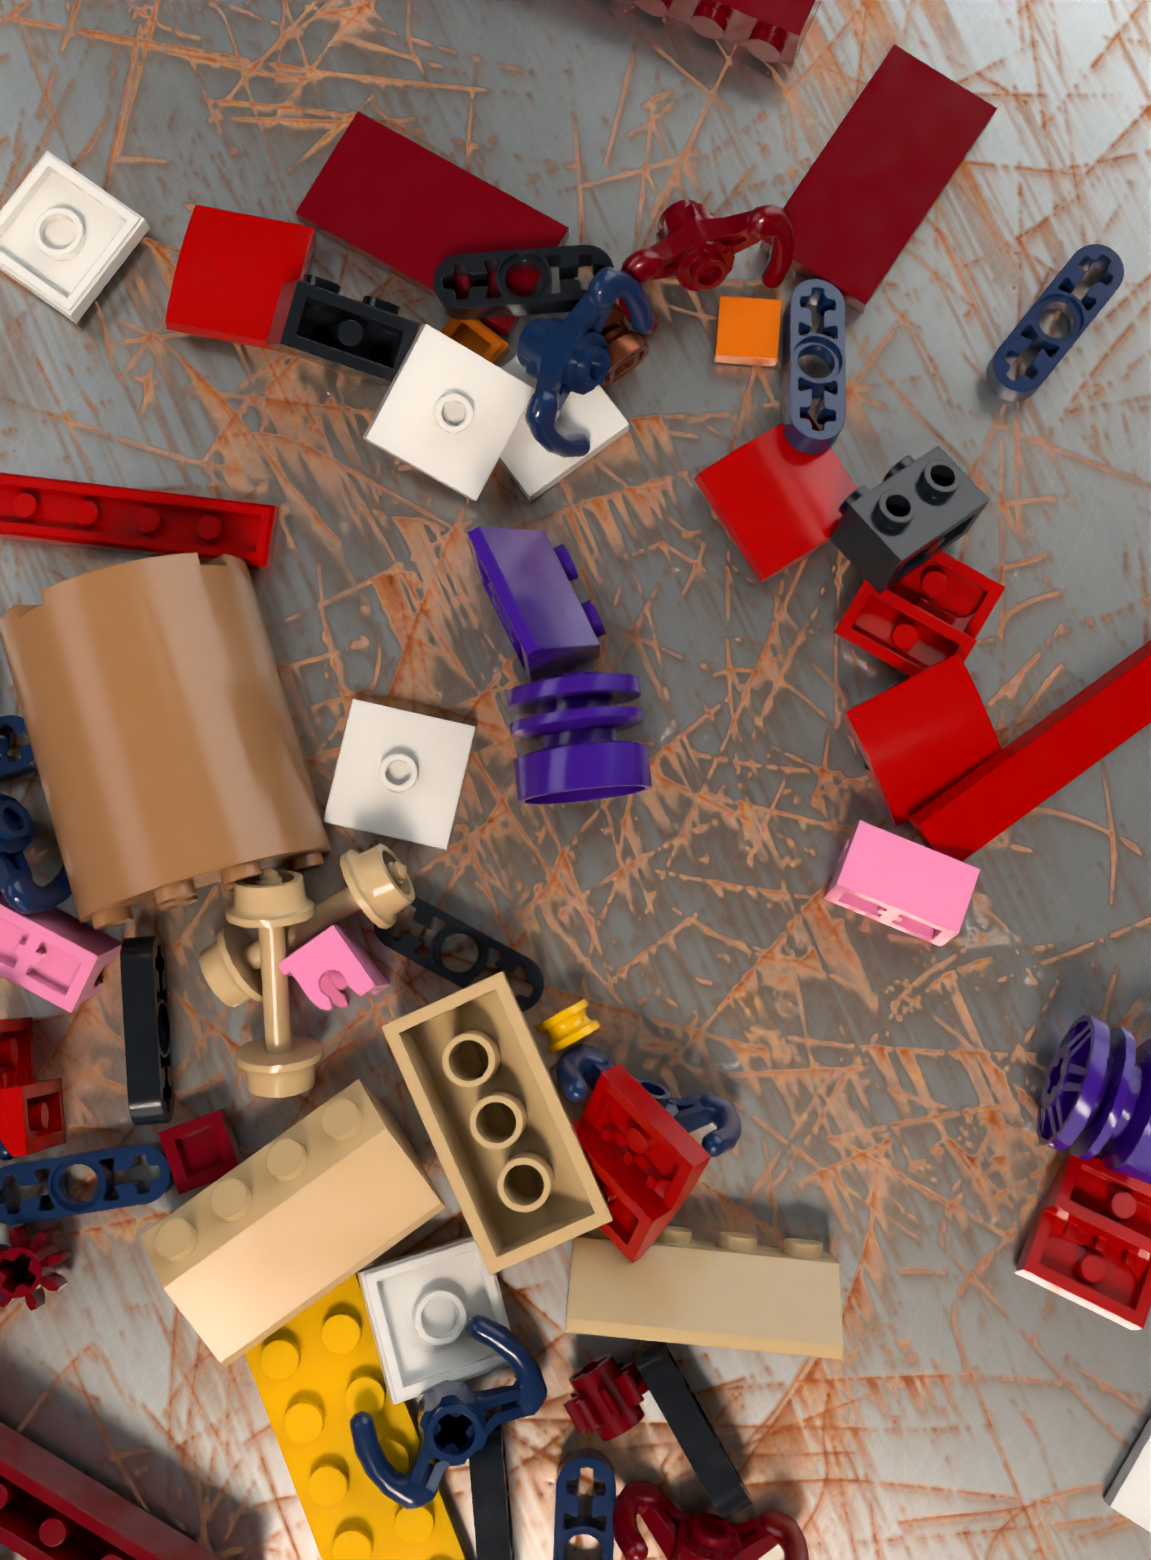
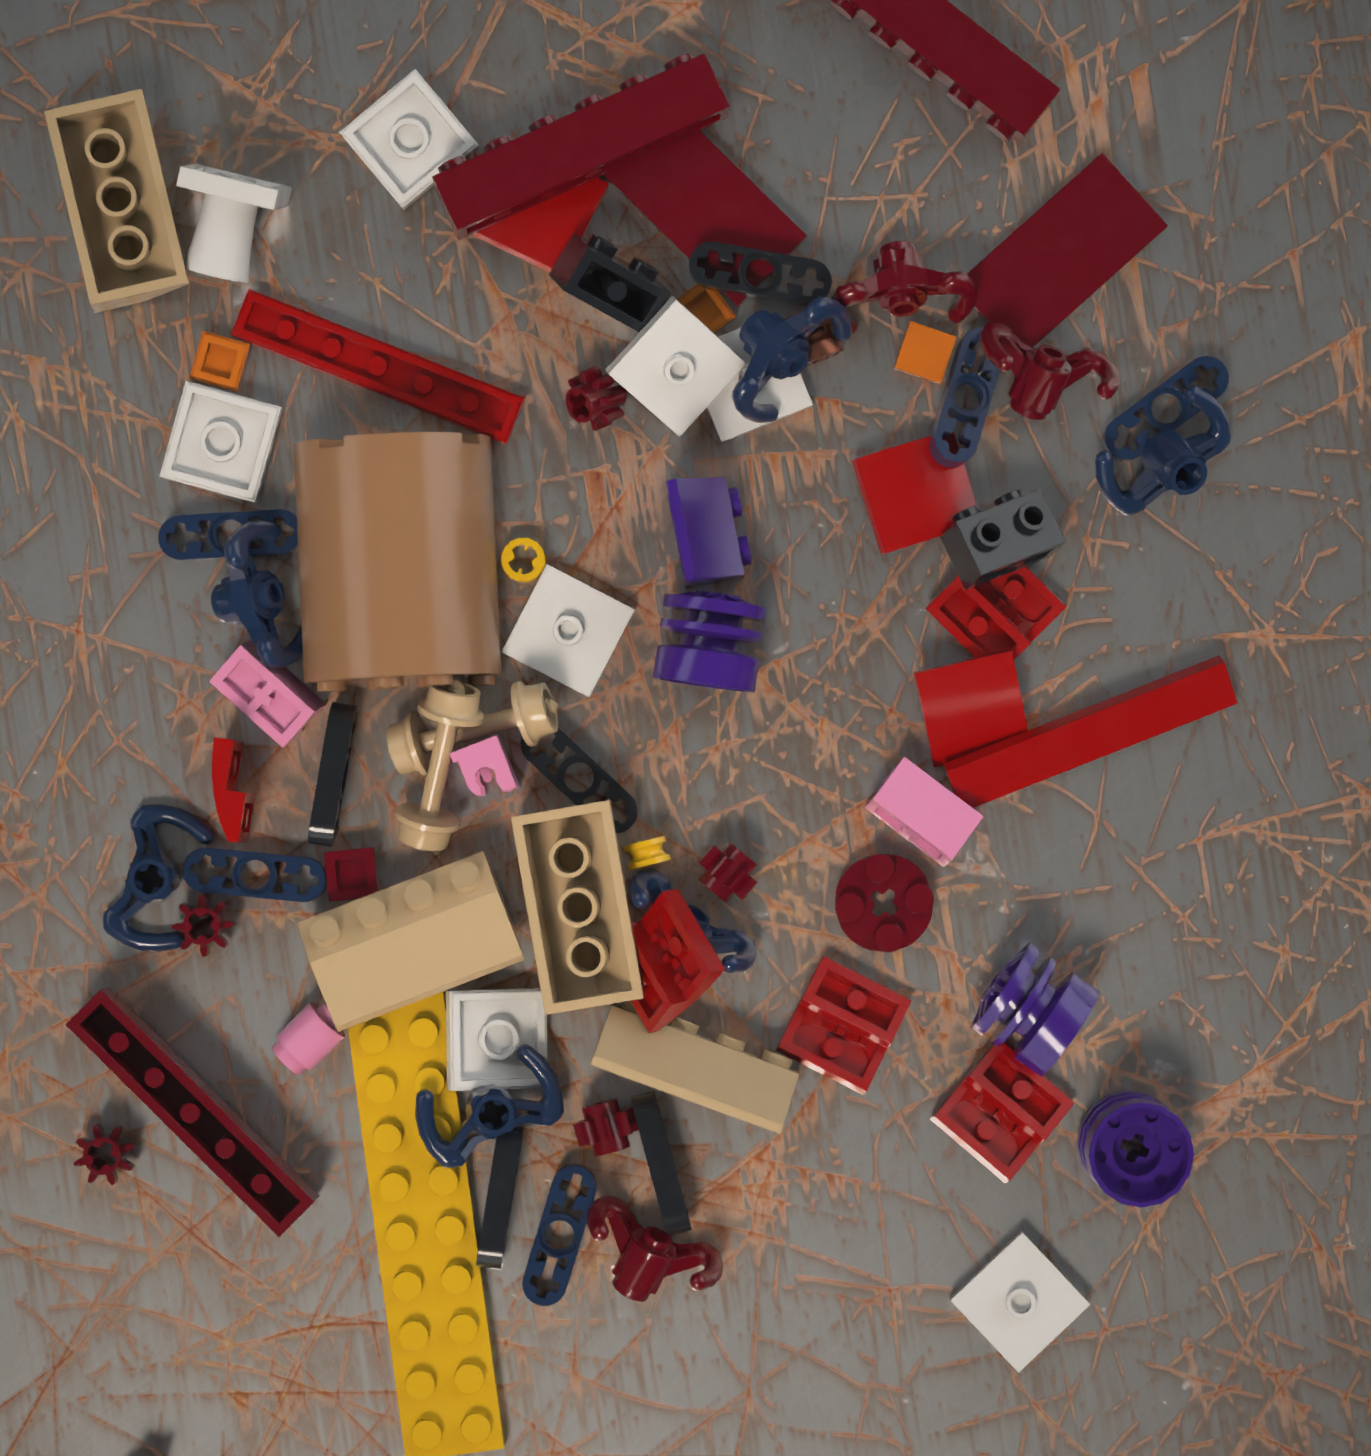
camera: 10 degrees right, 5 degrees up
(192, 1385) = (307, 1038): none -> bright pink brick
(265, 180) = (581, 144): none -> dark red brick
(304, 704) = (508, 556): none -> yellow bush
(361, 480) = (595, 398): none -> dark red gear
(676, 1024) = (727, 872): none -> dark red gear
(873, 1181) = (843, 1025): none -> red slope
(900, 311) = (1043, 371): none -> dark red piece
(915, 997) = (912, 898): none -> dark red plate
(1081, 377) = (1168, 459): none -> dark blue piece

